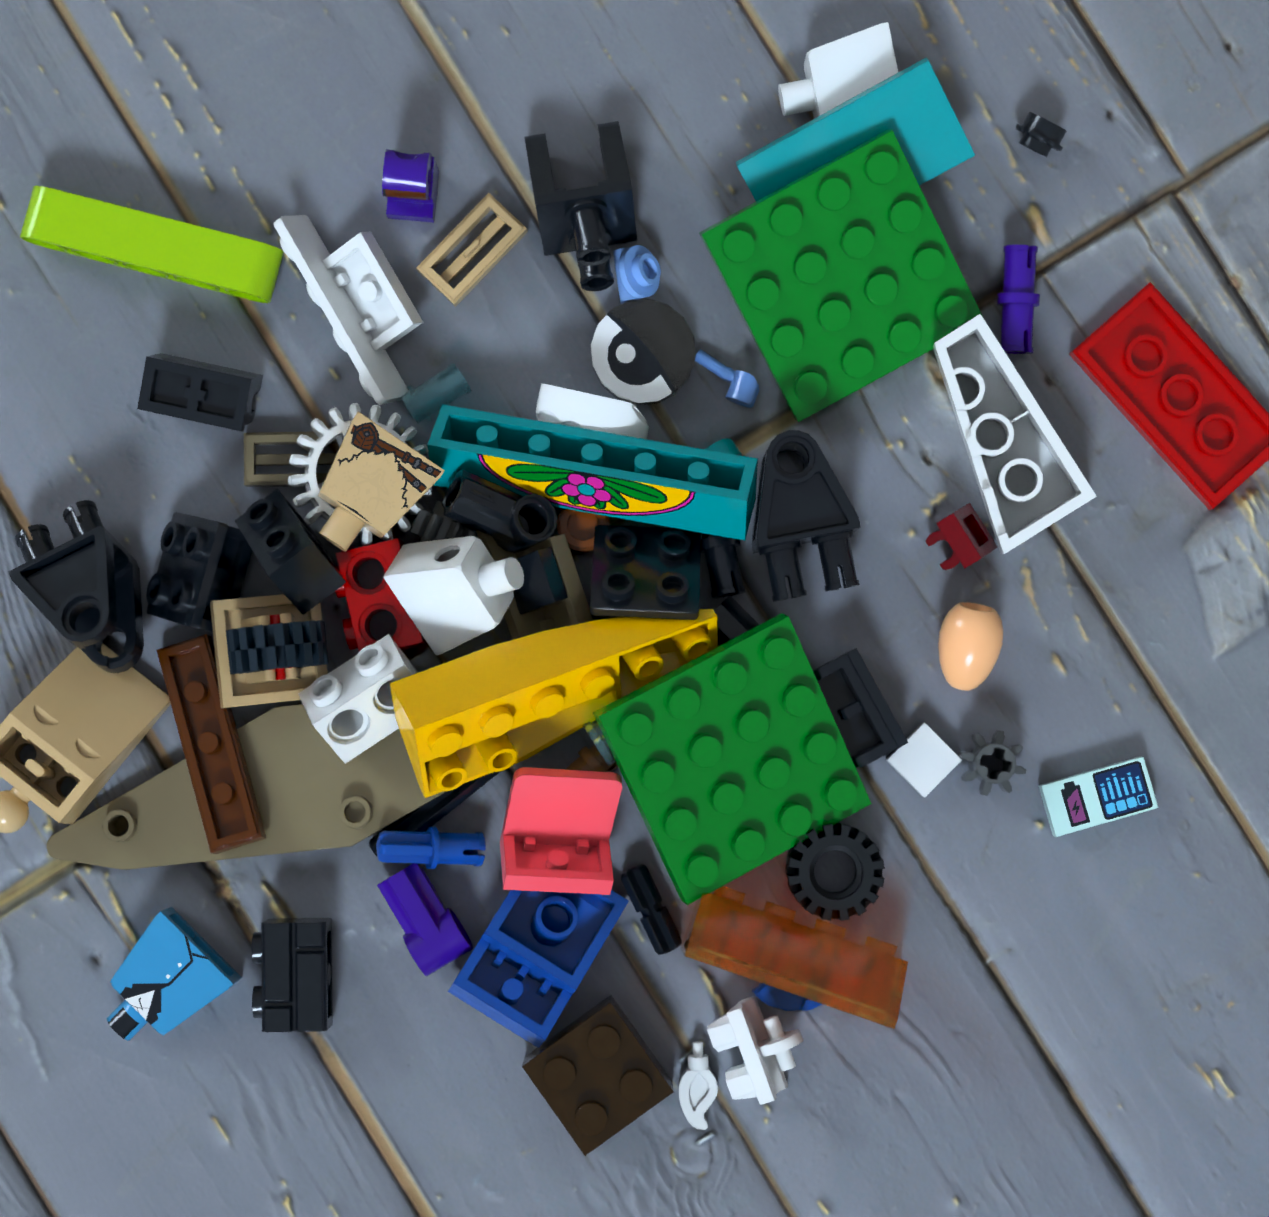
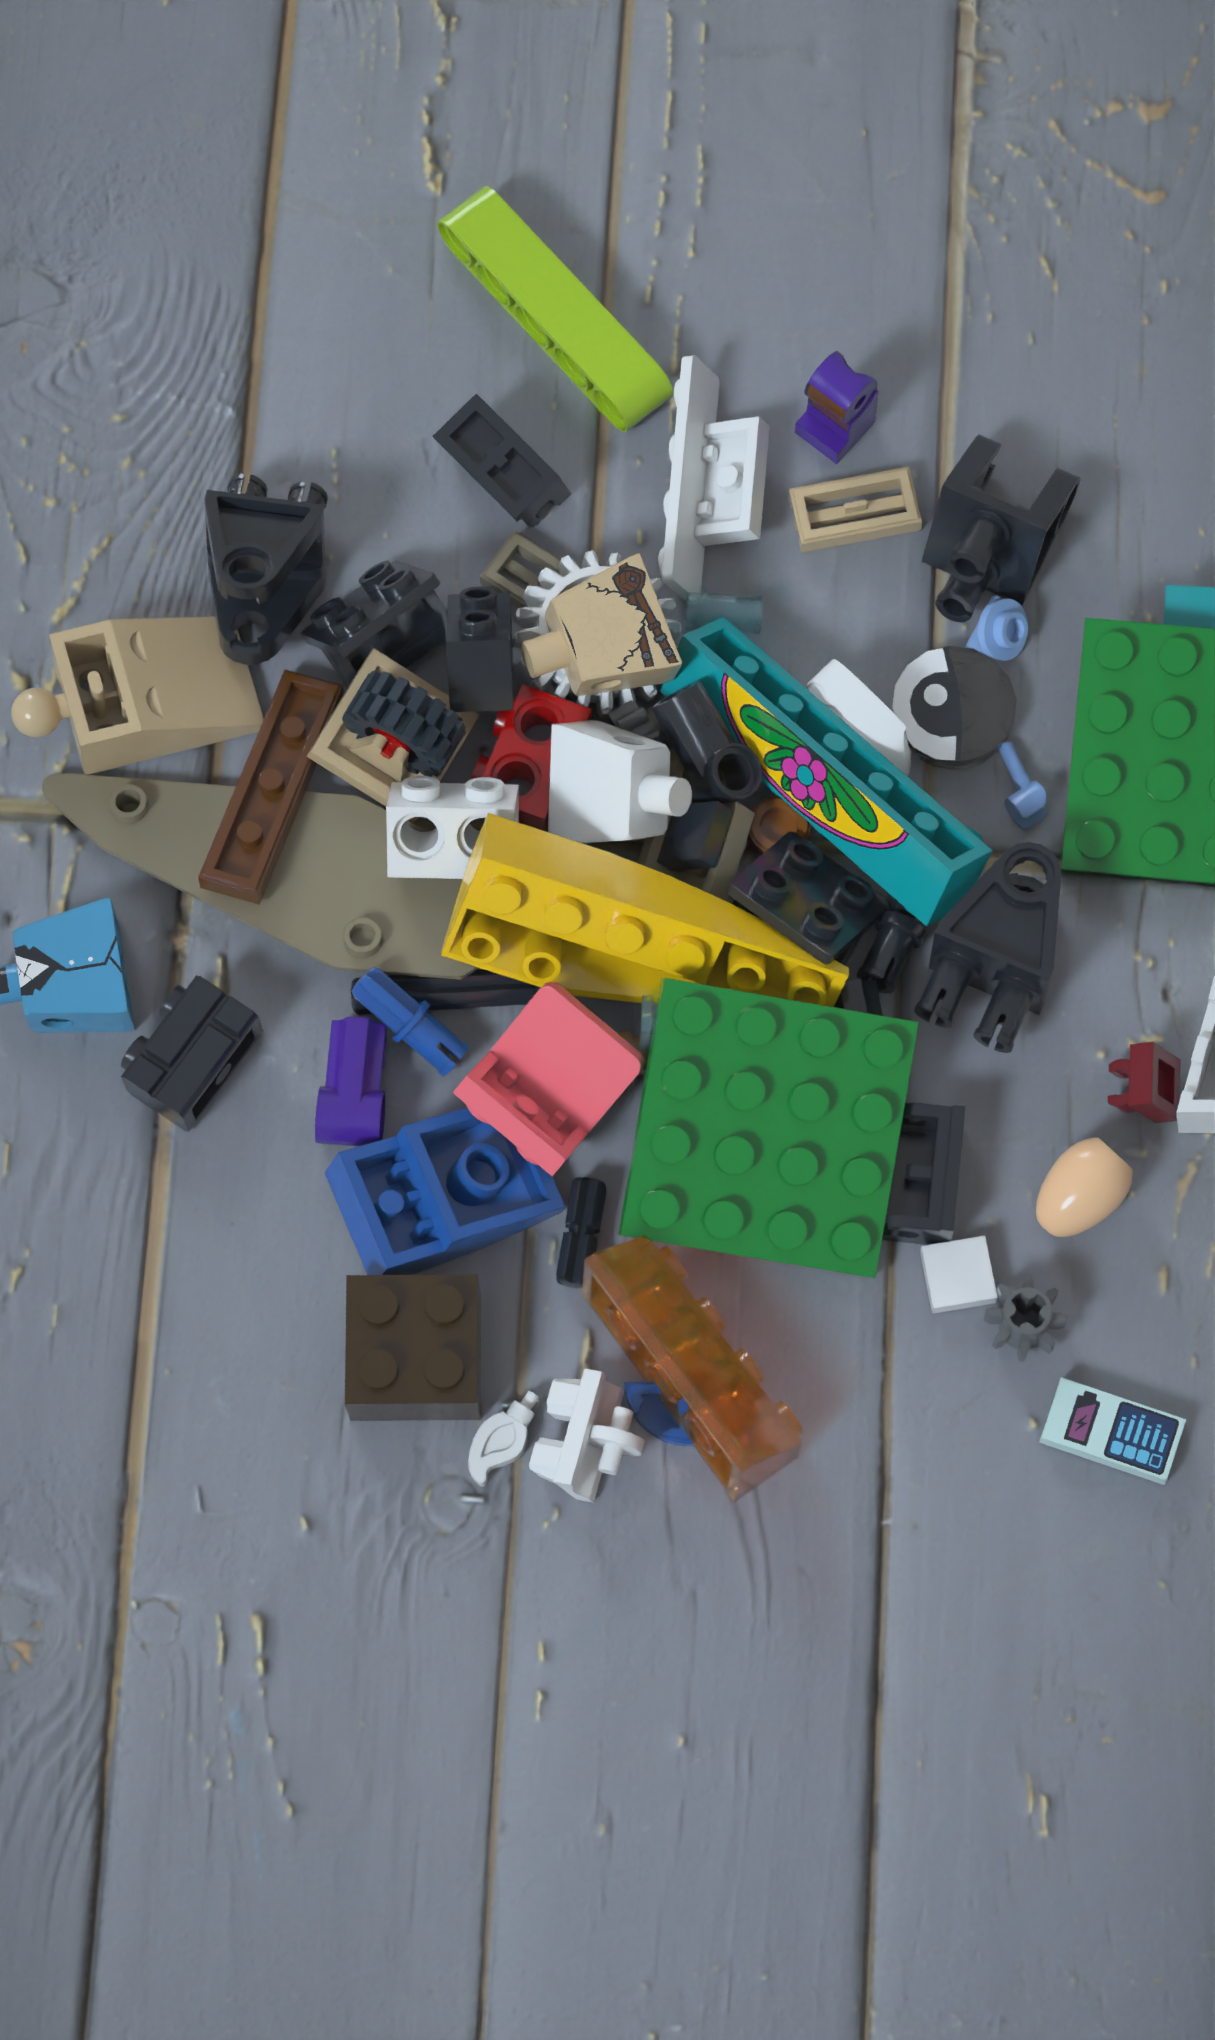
camera: 40 degrees right, 15 degrees down
(845, 902) = (808, 1282): black tyre -> none

